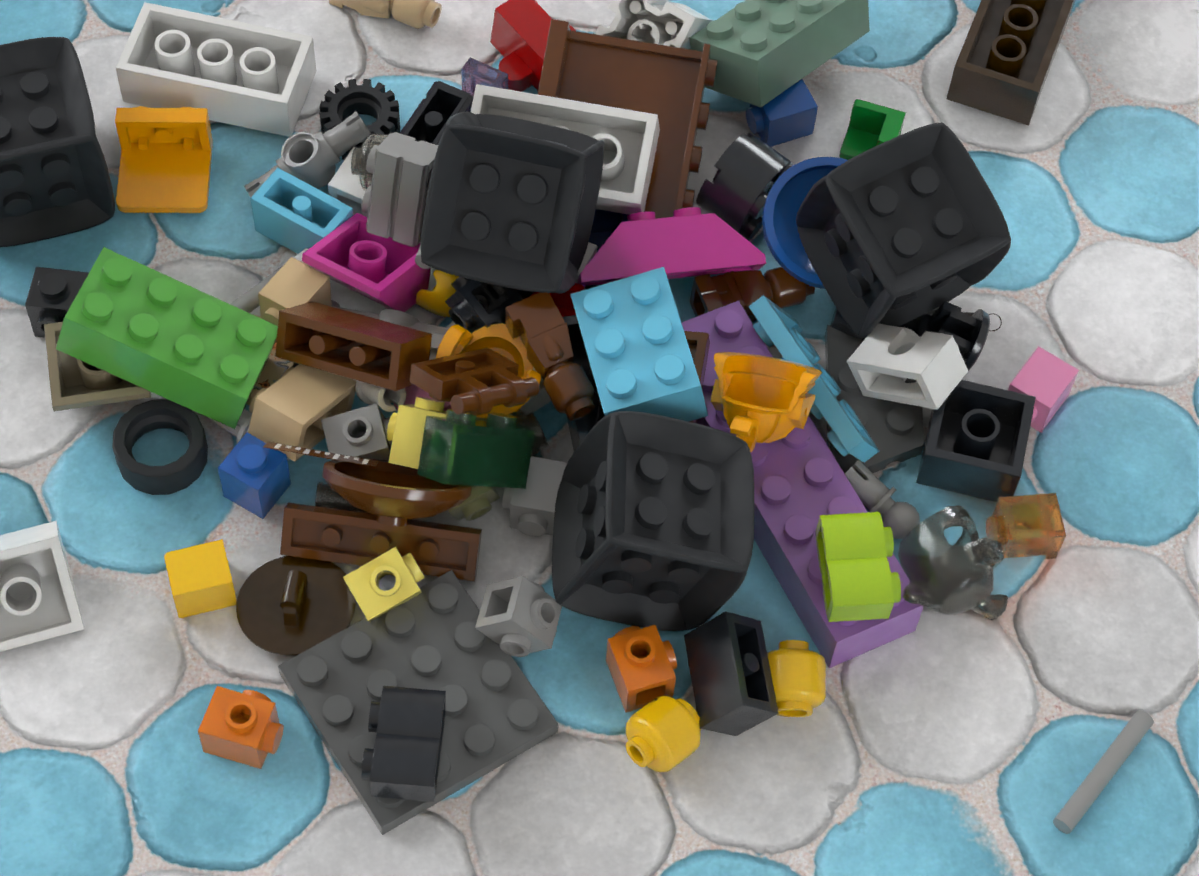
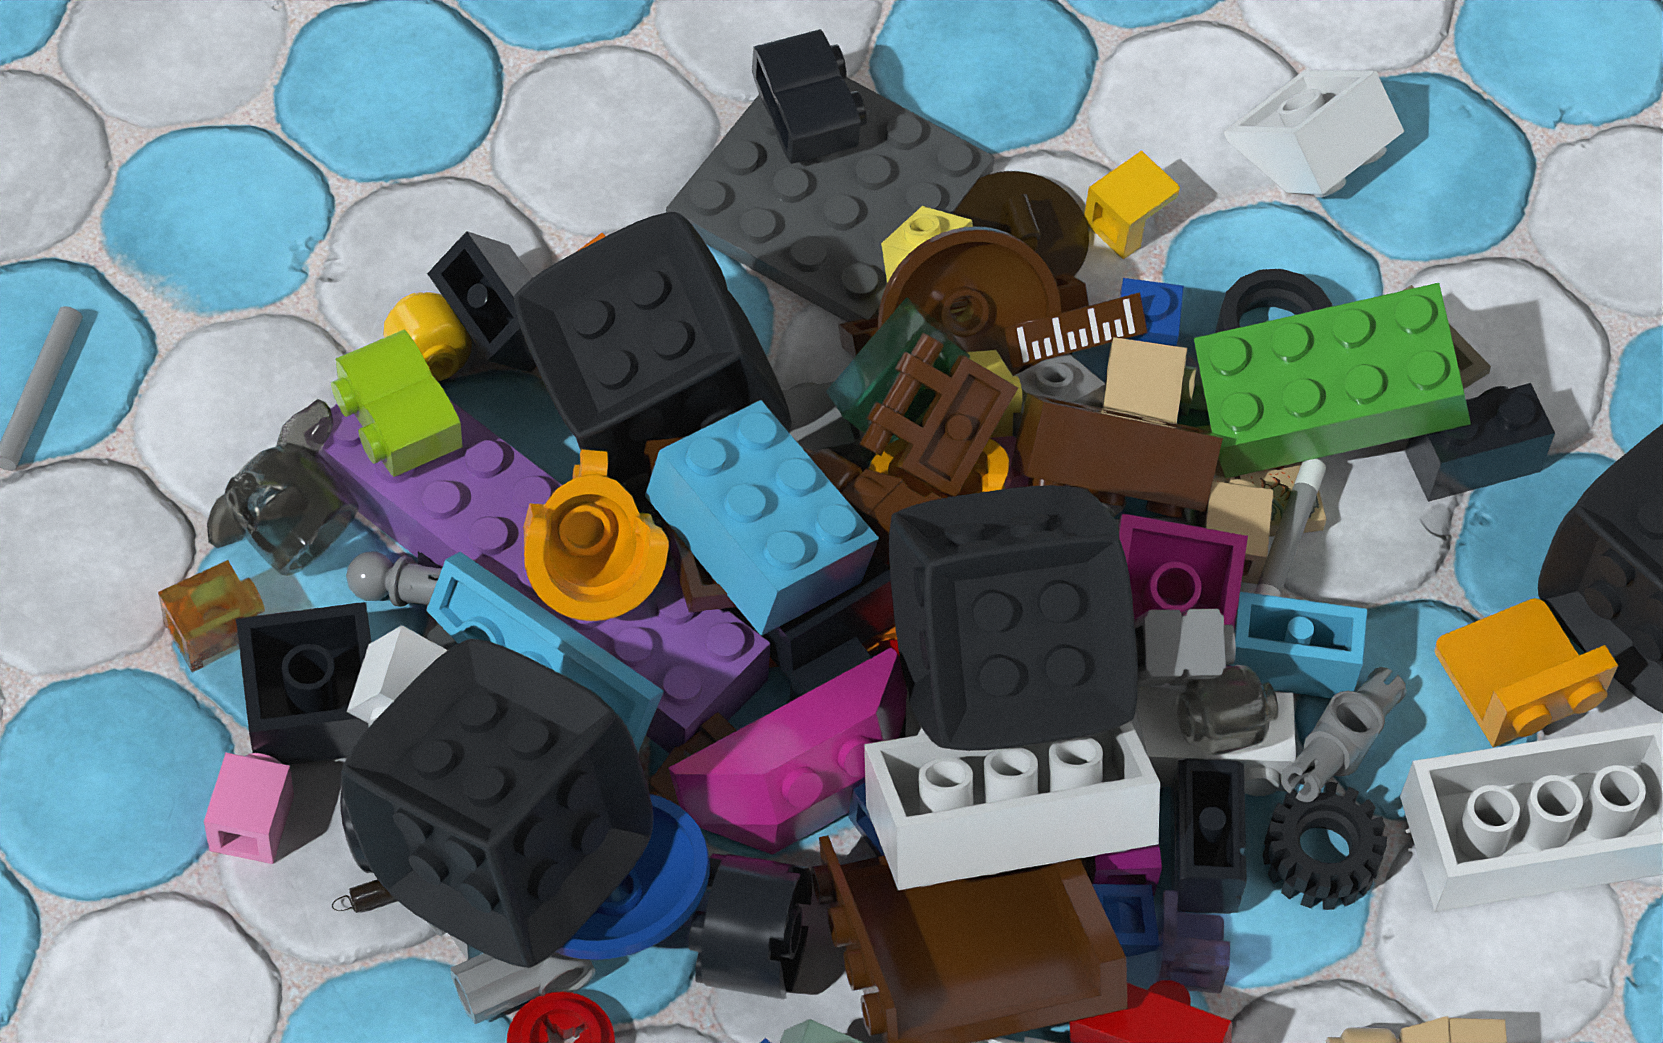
camera: 155 degrees right, 0 degrees up
(241, 727) = (993, 81): orange brick -> none
(519, 616) = (767, 275): light grey brick -> none
(663, 733) = (547, 227): yellow head -> none

